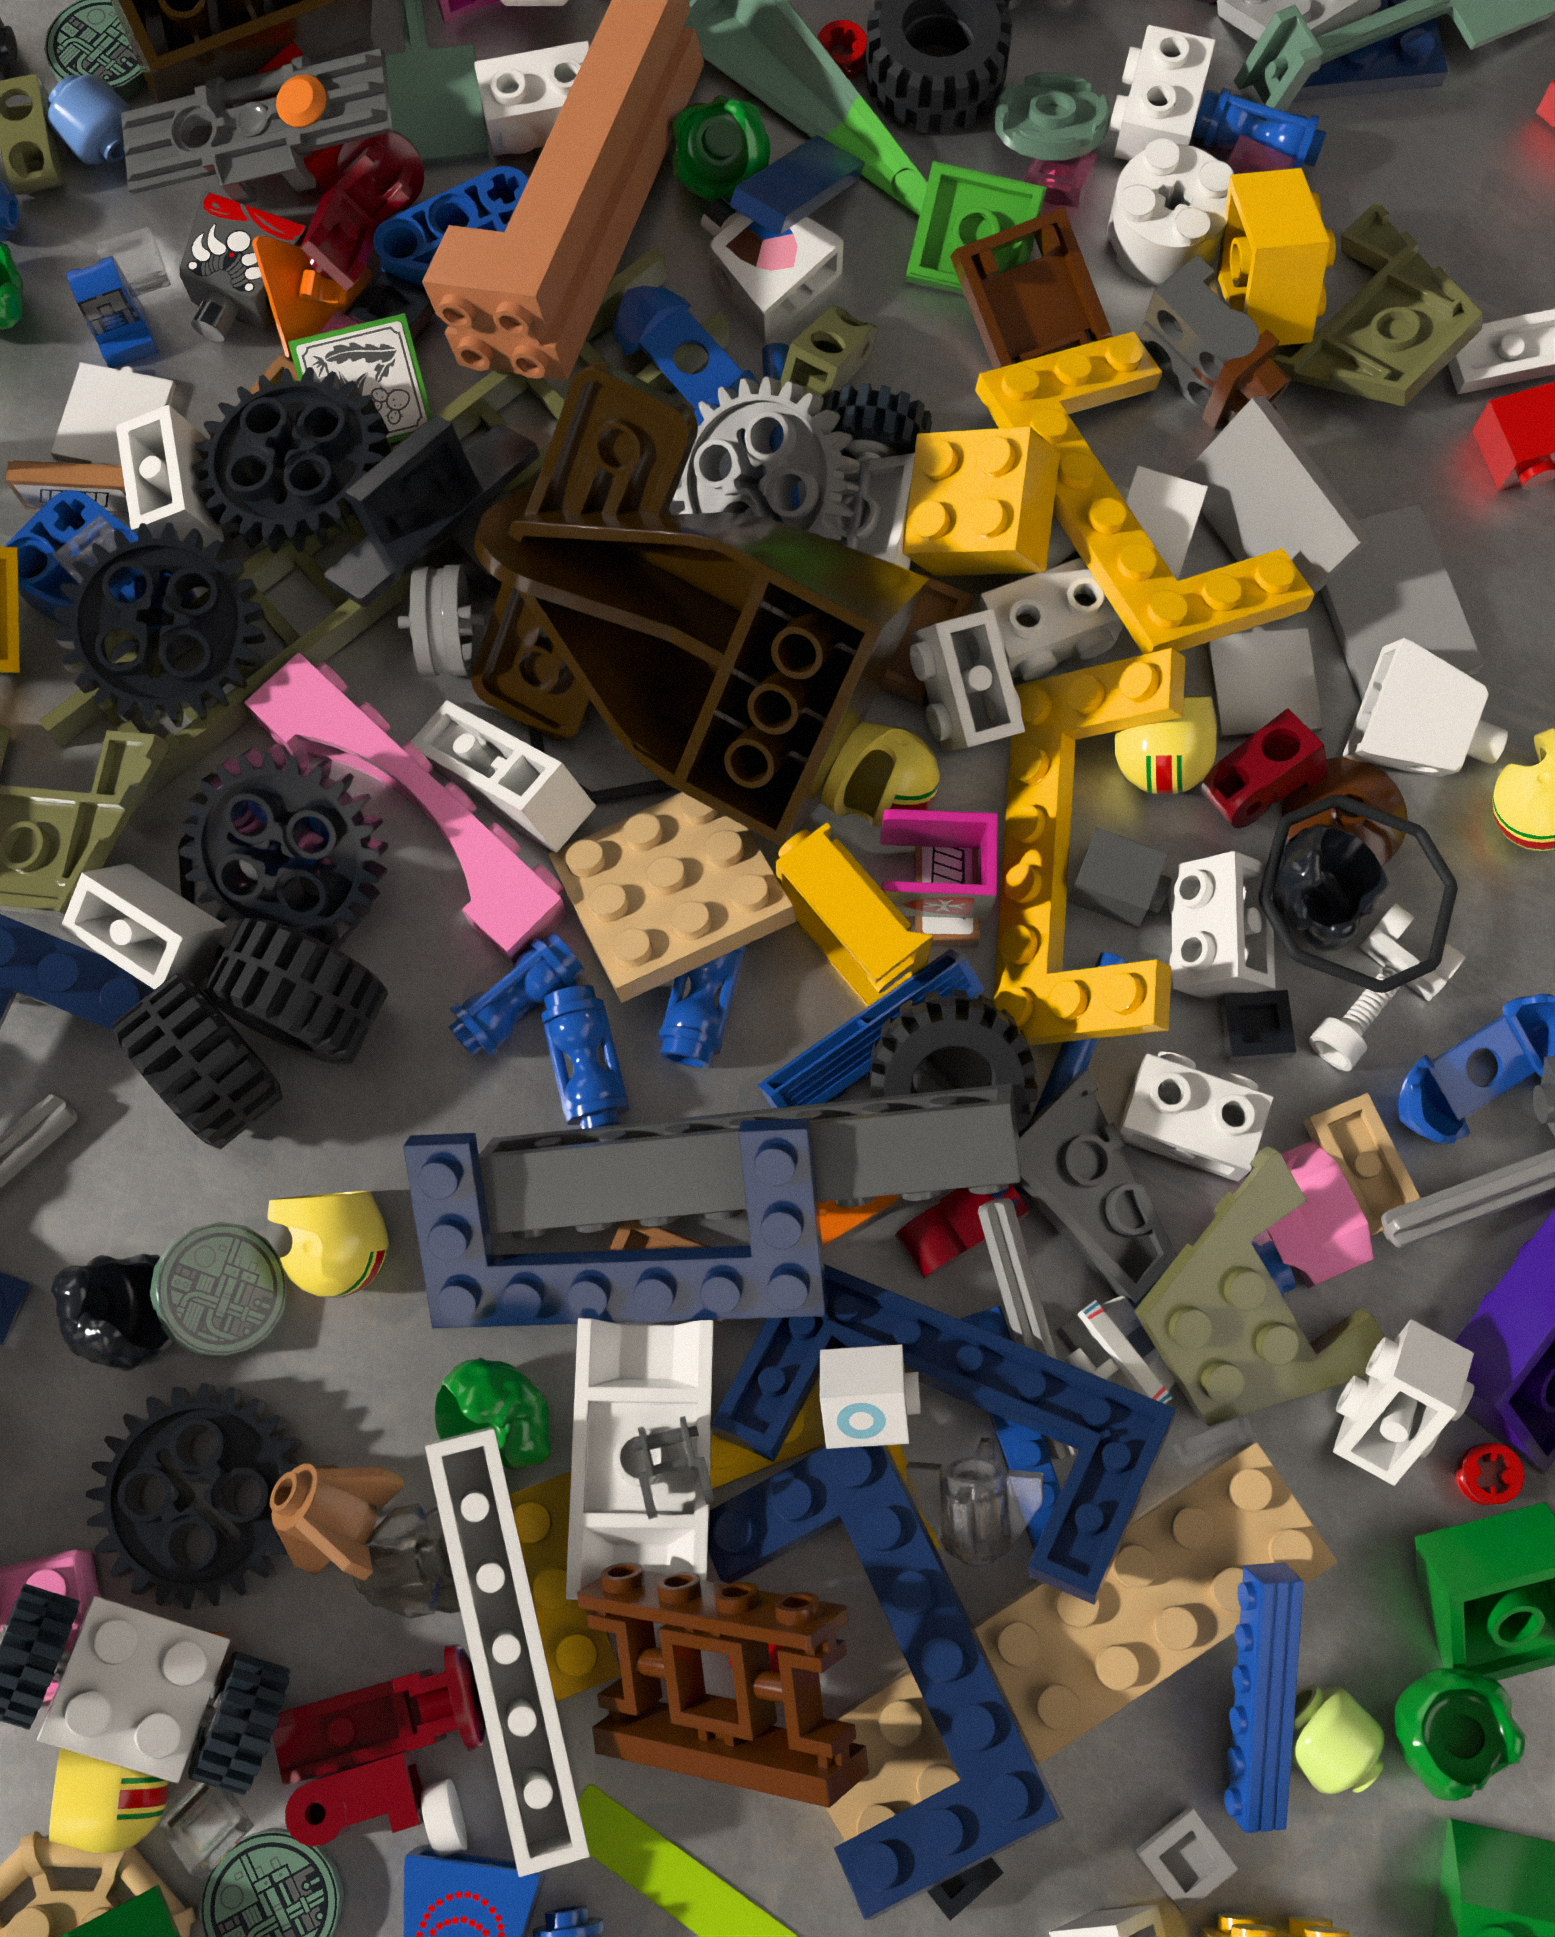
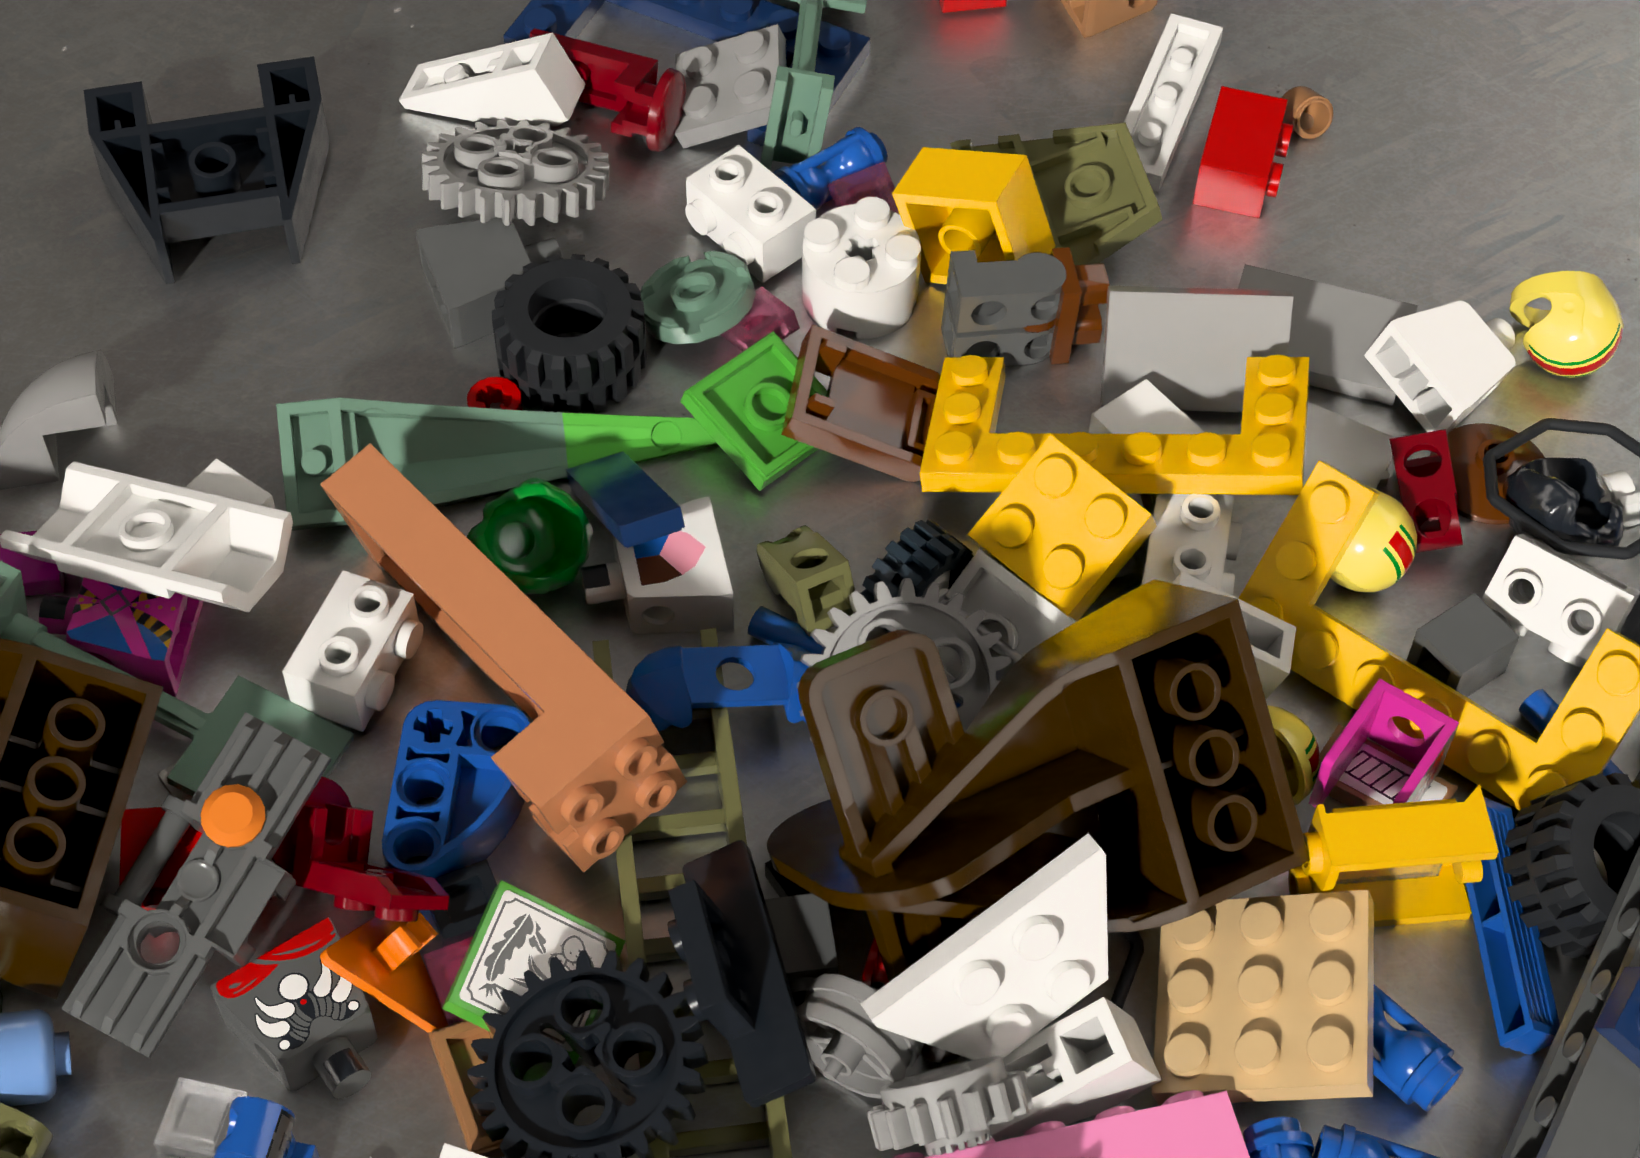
camera: 60 degrees left, 20 degrees down
(405, 707) = (949, 1106): none -> light grey gear
(525, 676) = (1009, 965): none -> white wing

